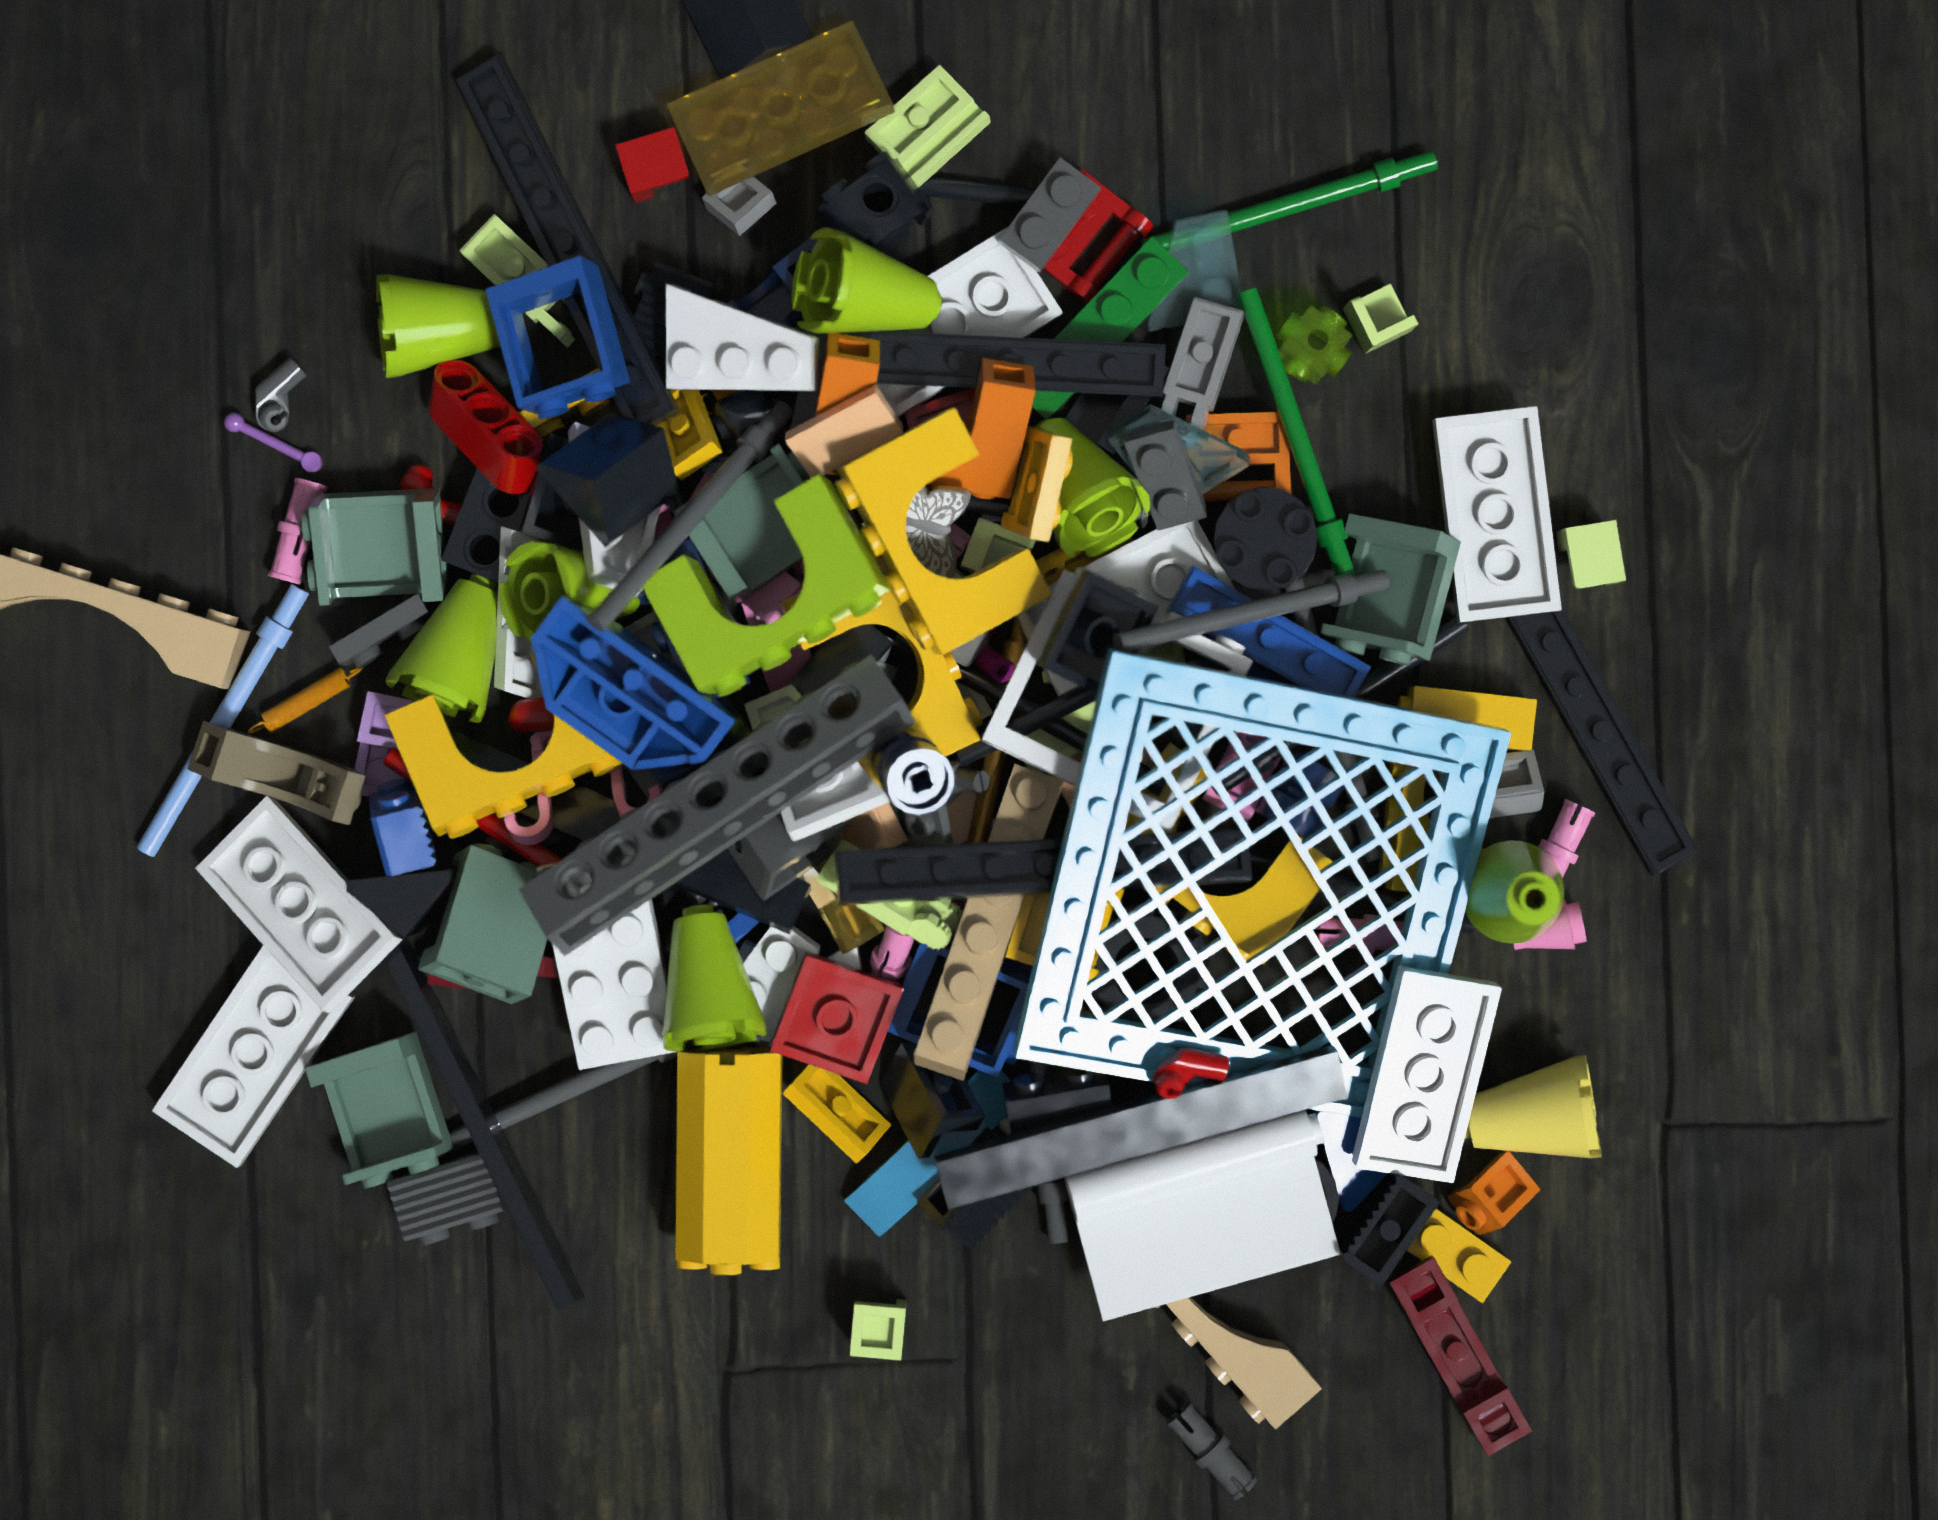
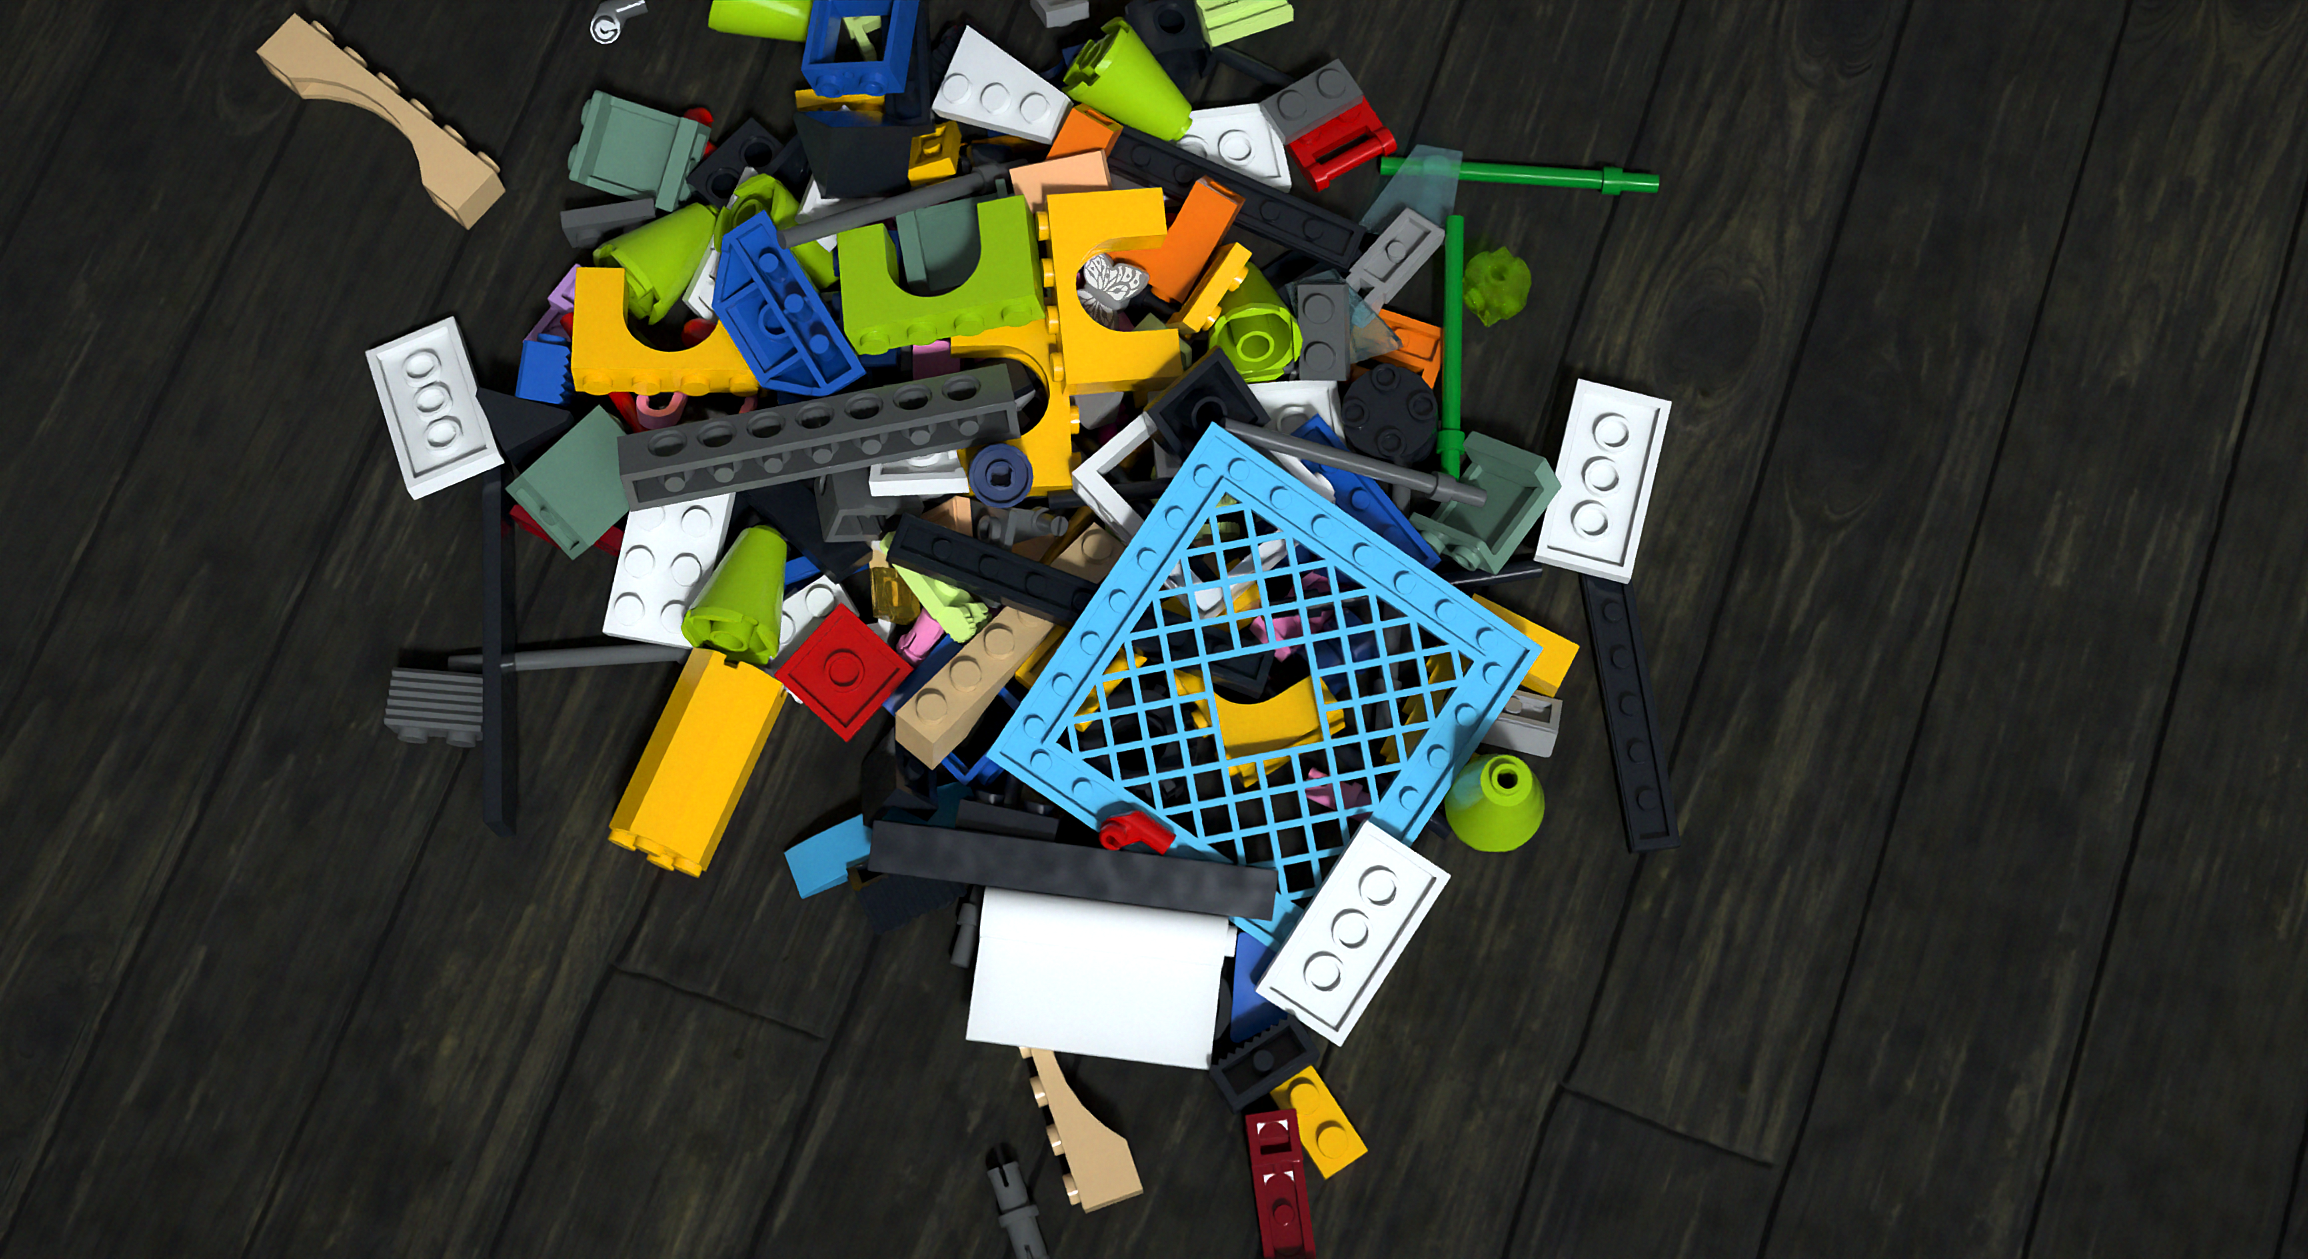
camera: 25 degrees right, 15 degrees down
(247, 1061) = (332, 525): white plate -> none
(273, 634) = (522, 195): light blue bar -> none
(277, 771) = (467, 296): dark tan arch -> none
(292, 547) = (560, 143): bright pink pin -> none
(305, 700) = (523, 257): light orange piece -> none
(310, 461) = (617, 76): medium lavender hinge -> none
(384, 1109) = (423, 605): sand green panel -> none
(485, 426) = (769, 88): red beam -> none
(837, 1110) = (812, 765): yellow plate -> none
(878, 1330) = (763, 971): yellowish green panel -> none
(1120, 307) = (1344, 192): green plate -> none
(1378, 318) = (1560, 290): yellowish green panel -> none
(1494, 1195) = (1374, 1080): orange bracket -> none
(1539, 1113) = (1444, 1016): light yellow cone -> none
(1564, 932) = (1526, 863): bright pink cone -> none
(1566, 837) = (1565, 783): bright pink pin -> none
(1593, 554) = (1677, 545): yellowish green panel -> none

